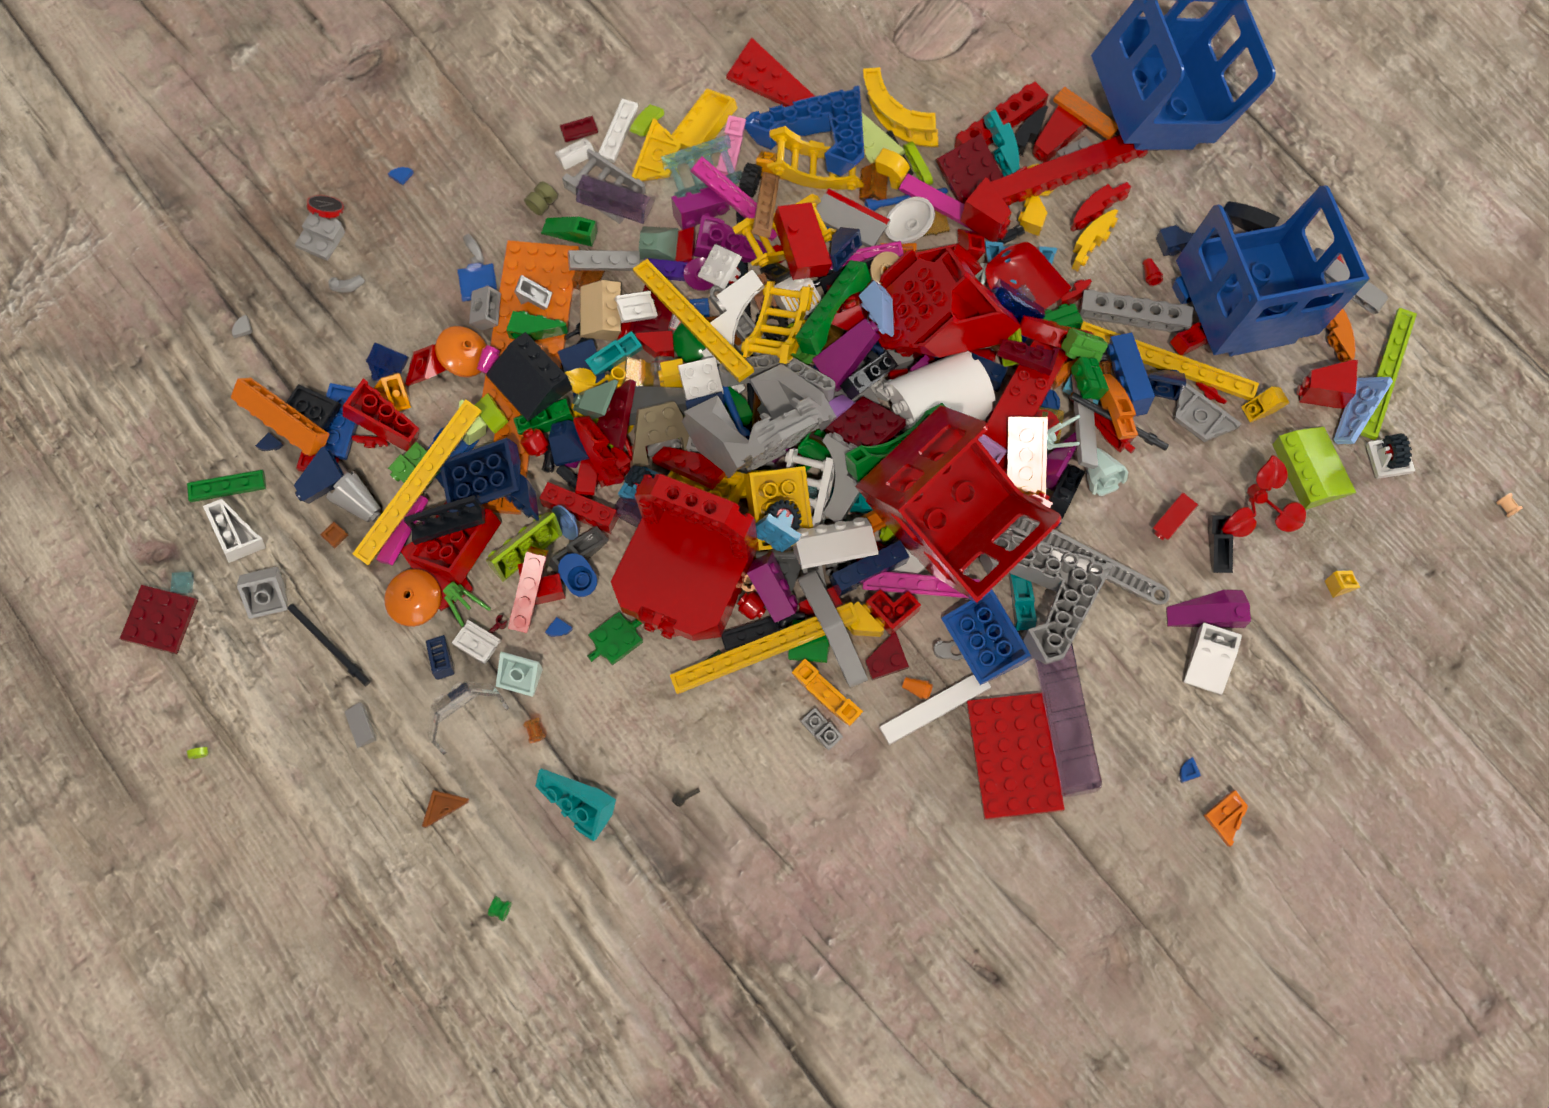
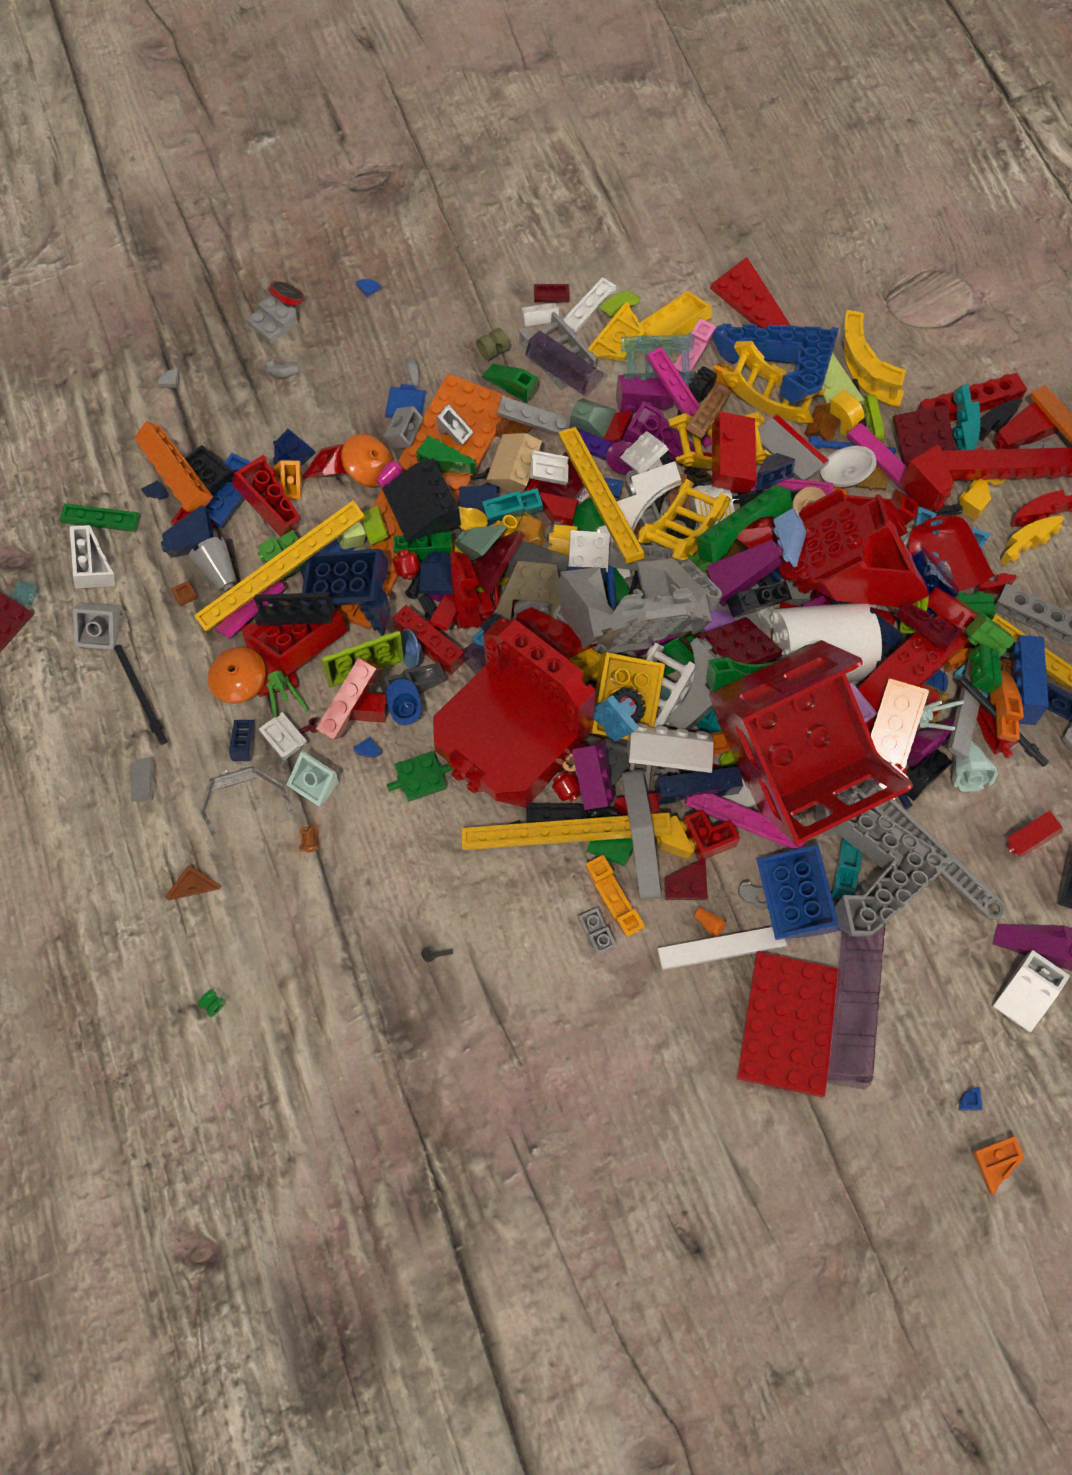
camera: 15 degrees right, 5 degrees down
(369, 441) = (250, 518): red piece -> none
(583, 804) = (331, 927): teal wedge -> none

